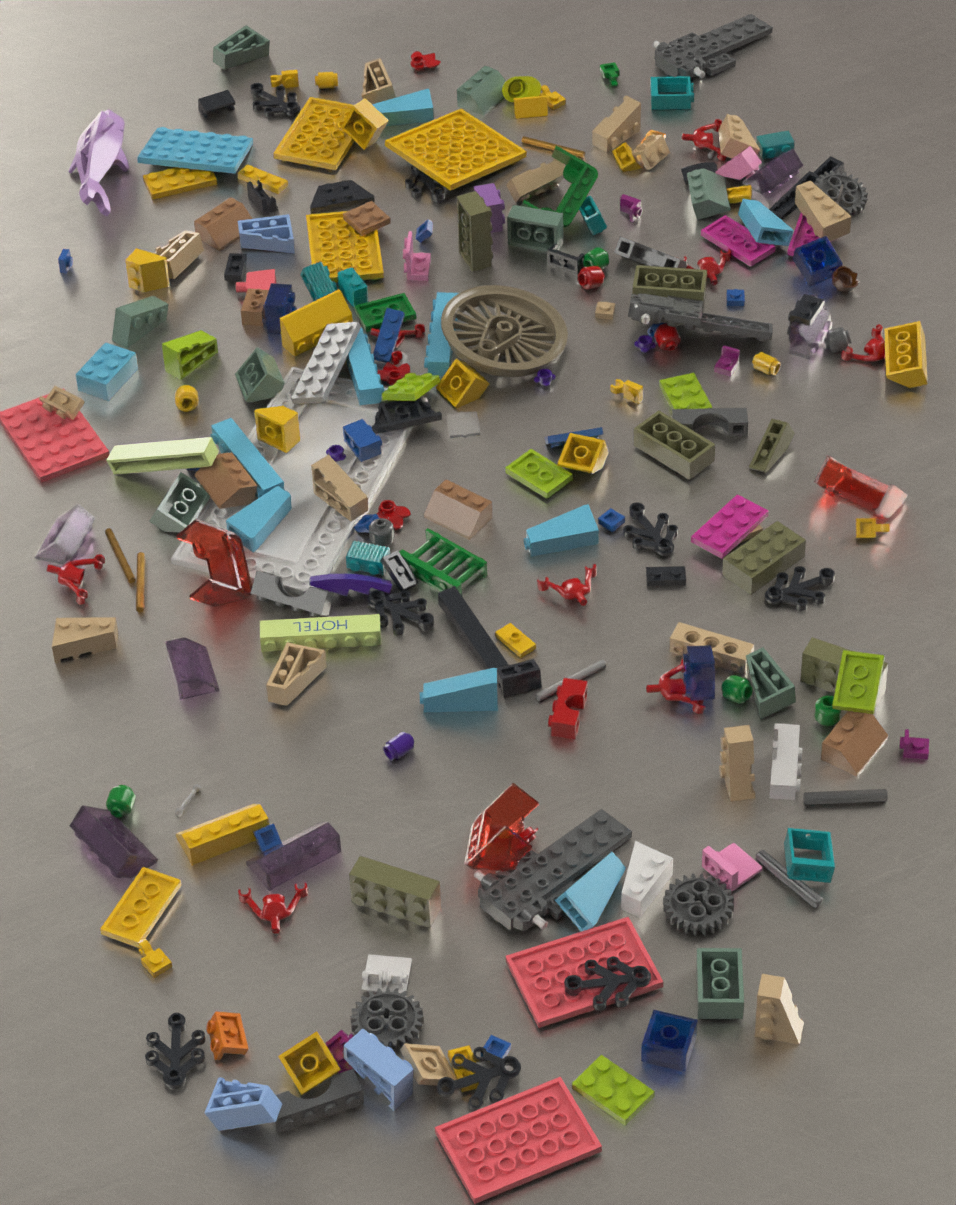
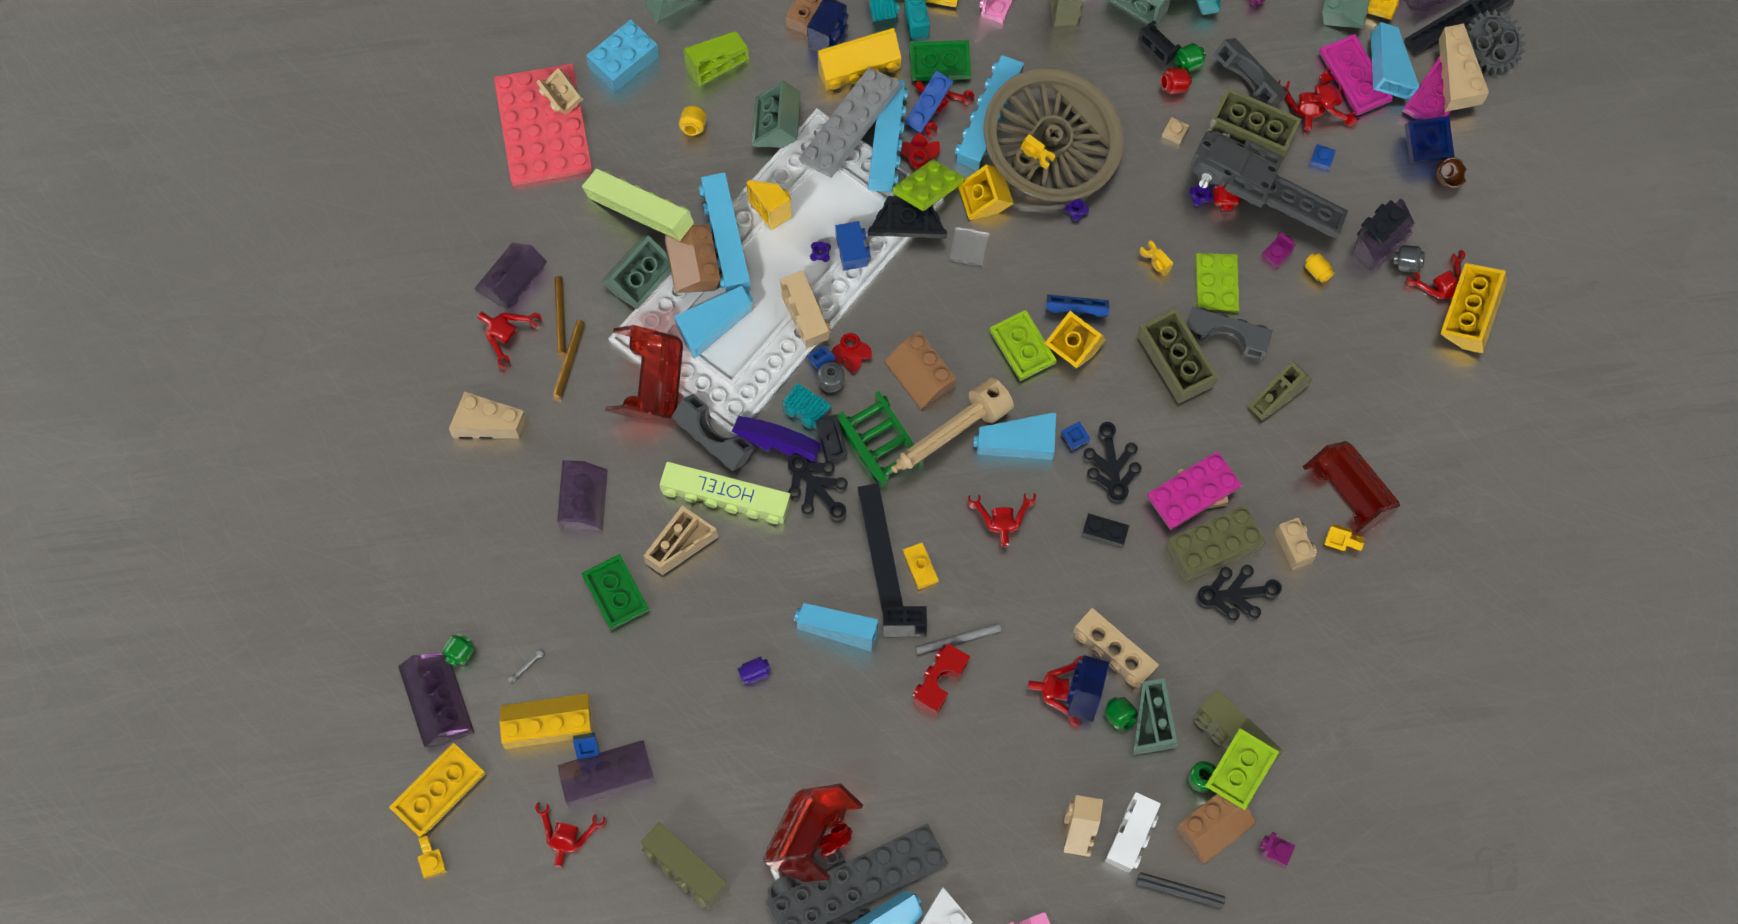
camera: 15 degrees right, 25 degrees up
(249, 726) = (615, 592): none -> green plate
(492, 334) = (1035, 149): none -> yellow plate
(523, 512) = (988, 401): none -> tan piece
(726, 256) = (1329, 97): none -> red piece
(831, 540) = (1295, 543): none -> tan brick

